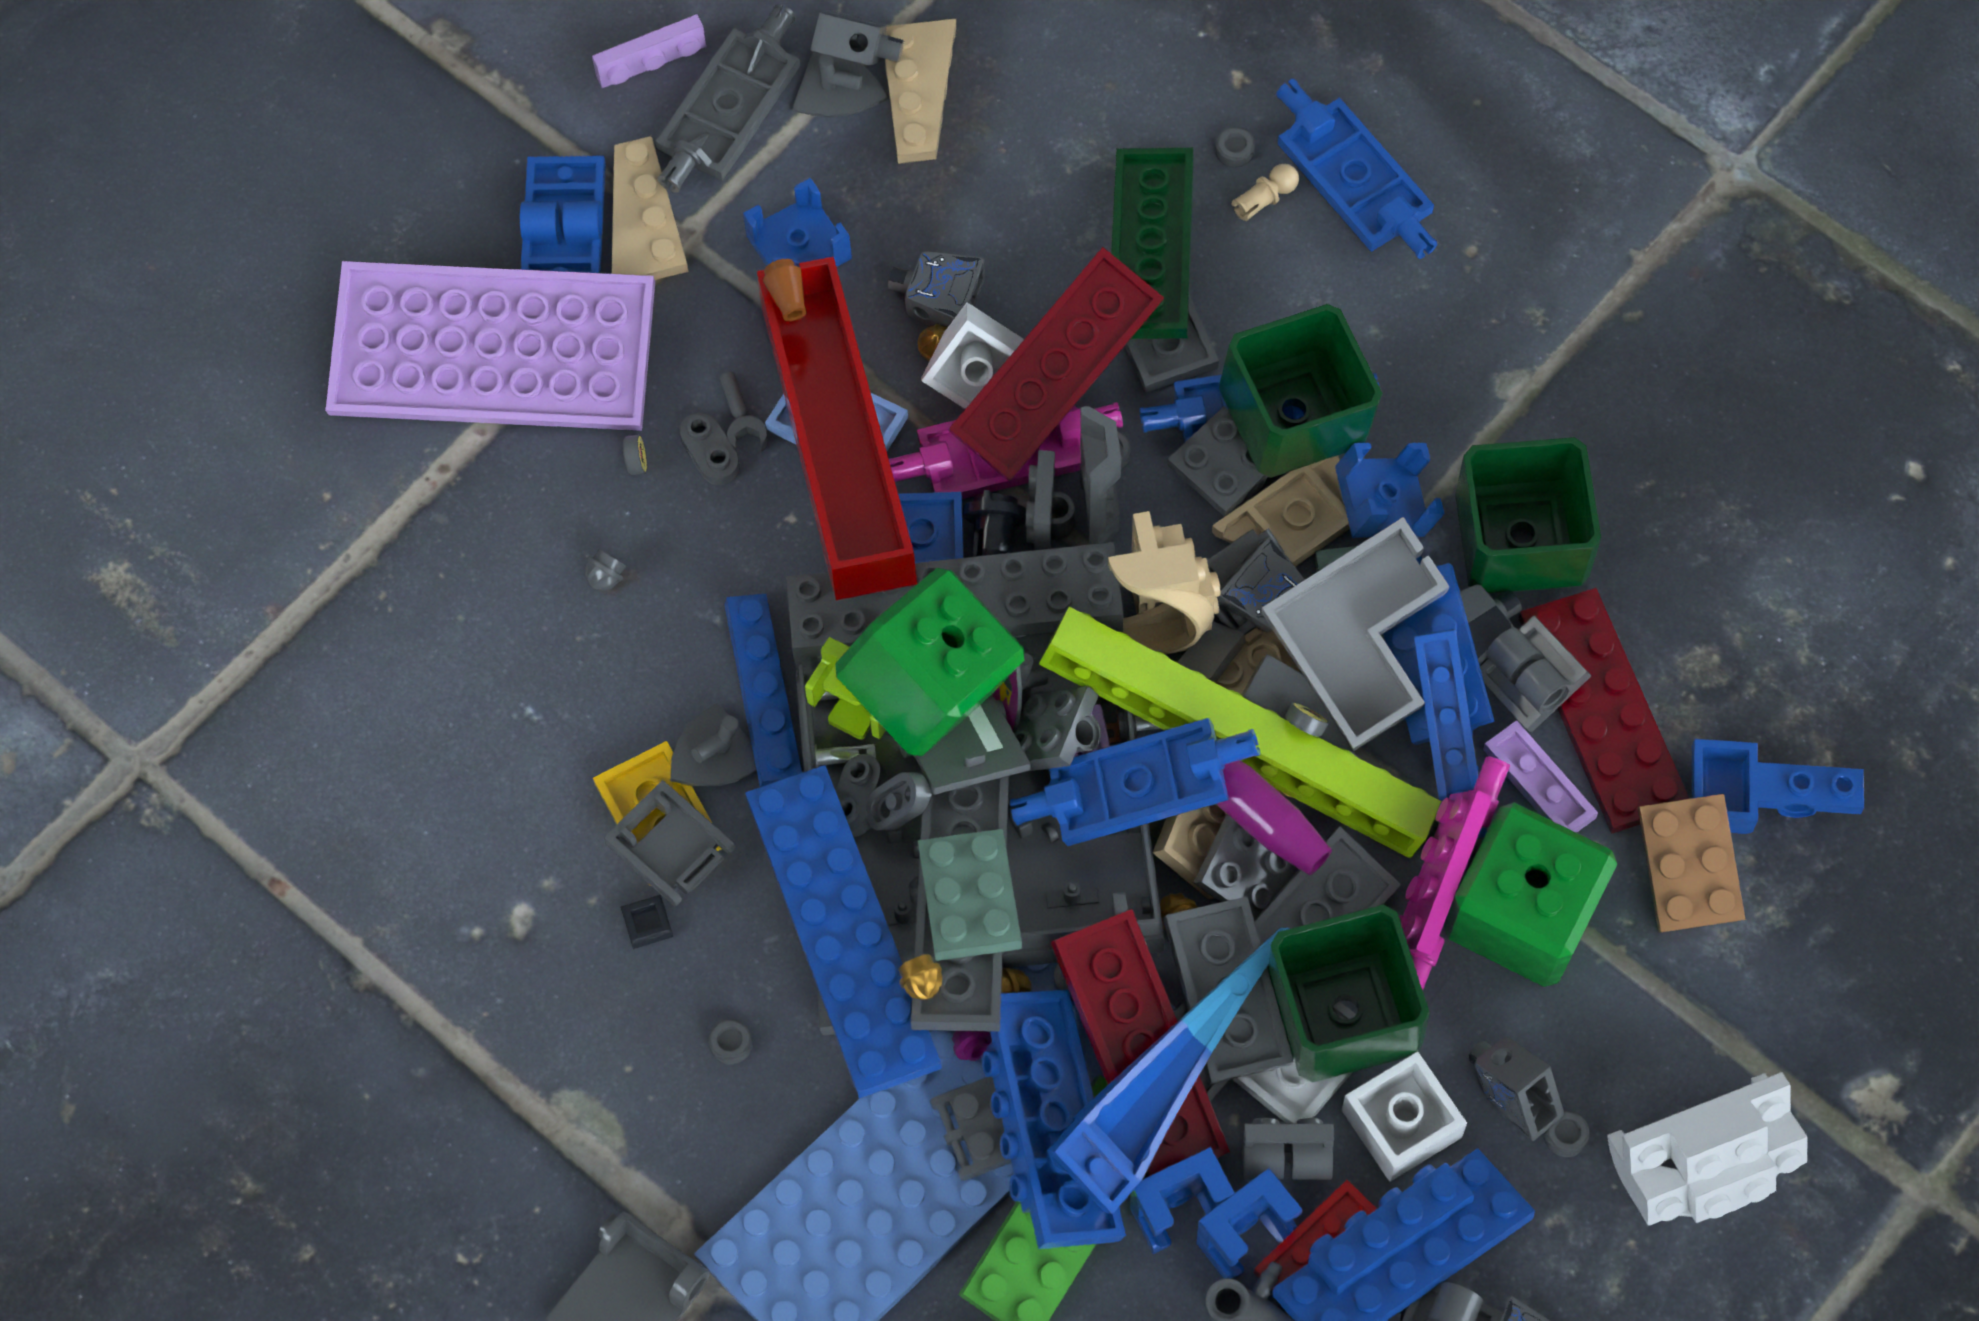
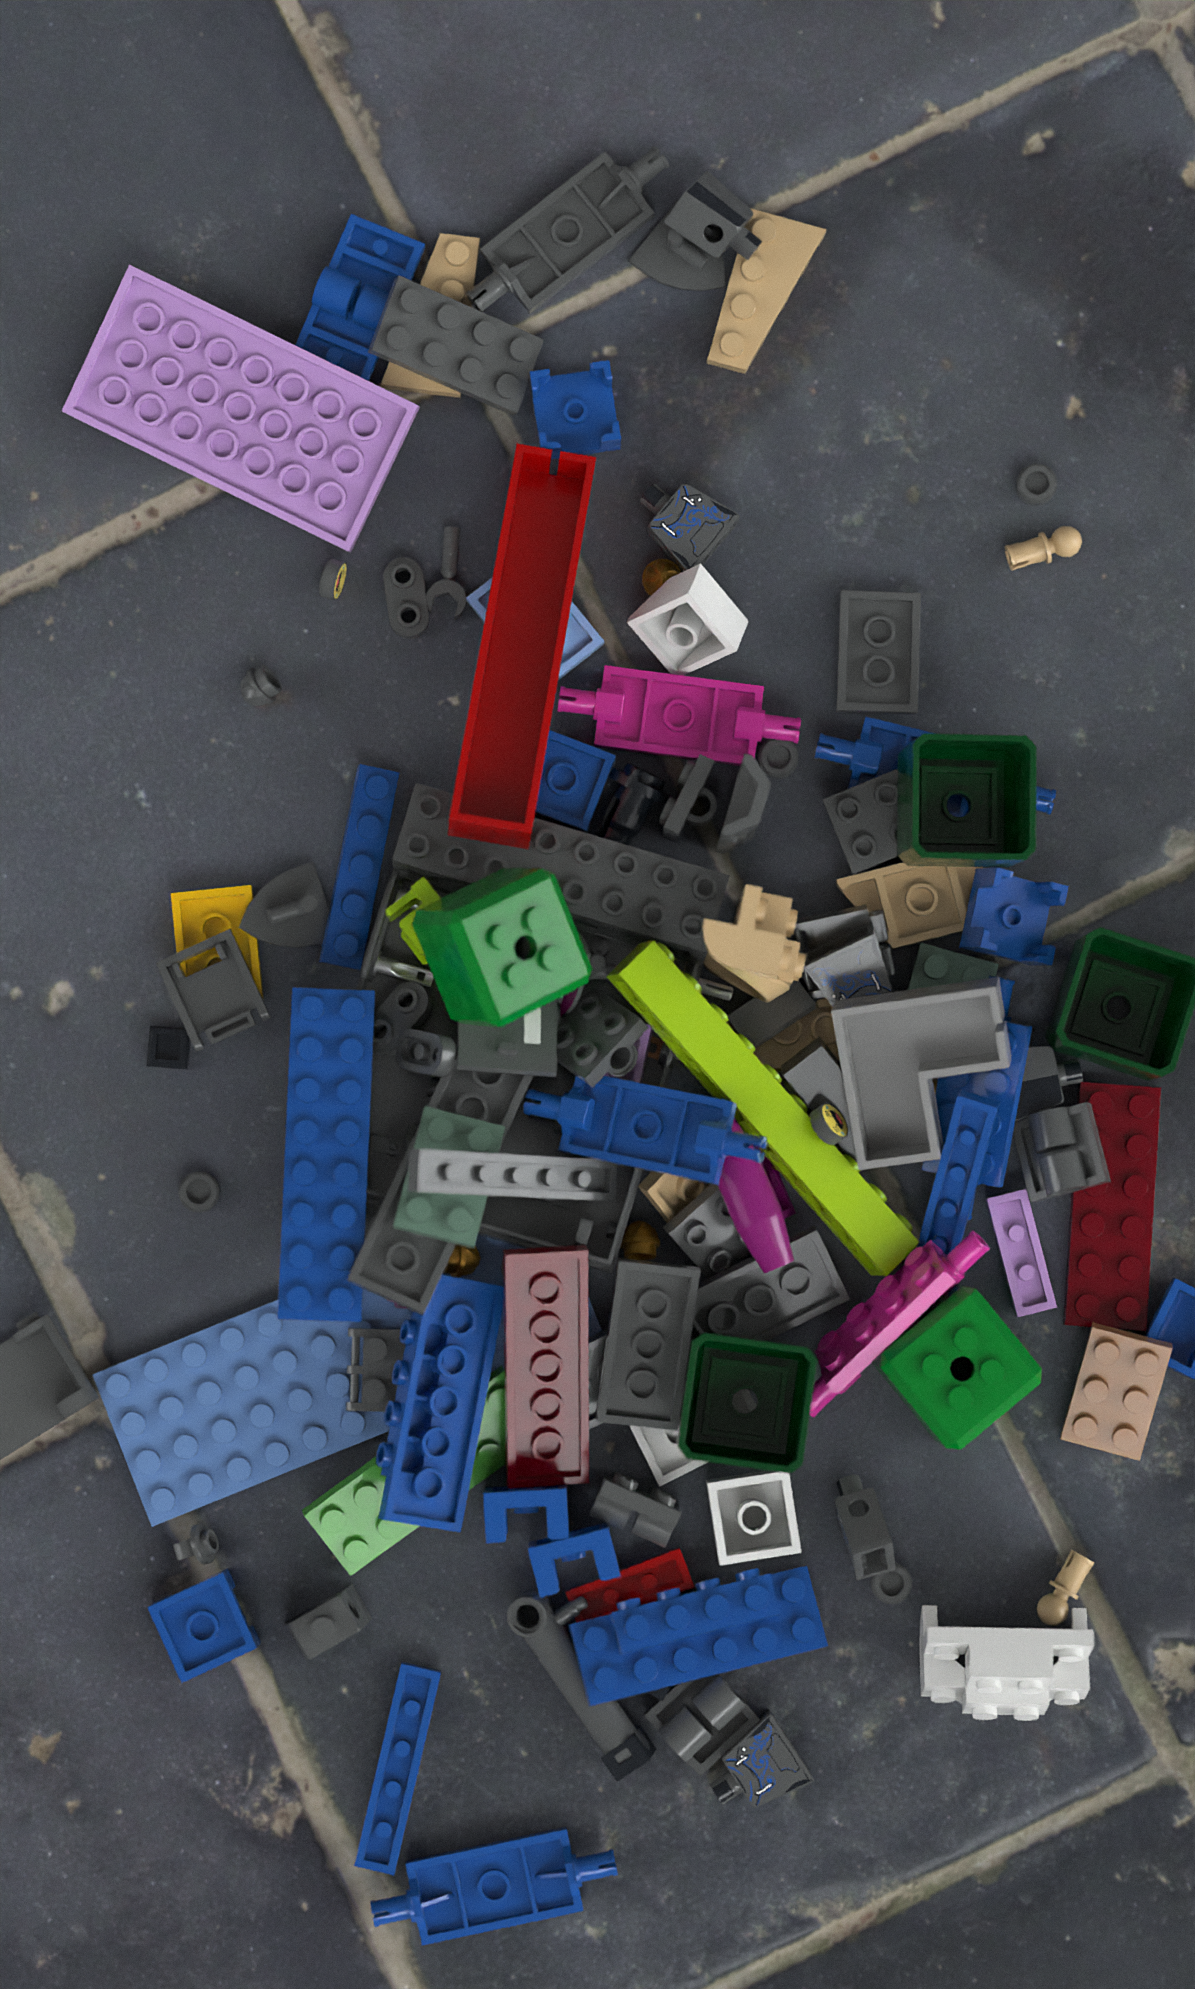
camera: 15 degrees right, 20 degrees up
(649, 51) = (513, 143): lavender plate -> none
(666, 221) = (455, 345): none -> dark grey plate
(786, 288) = (534, 481): dark orange cone -> none
(921, 977) = (371, 1247): pearl gold plate -> none
(1028, 864) = (511, 1175): none -> plate
(1056, 364) = (756, 667): dark red plate -> none
(1125, 1123) = (500, 1440): blue plate -> none
(1155, 230) = (906, 564): dark green plate -> none
(1354, 172) = (1136, 564): blue plate -> none
(1734, 1059) = (1053, 1607): none -> tan pin

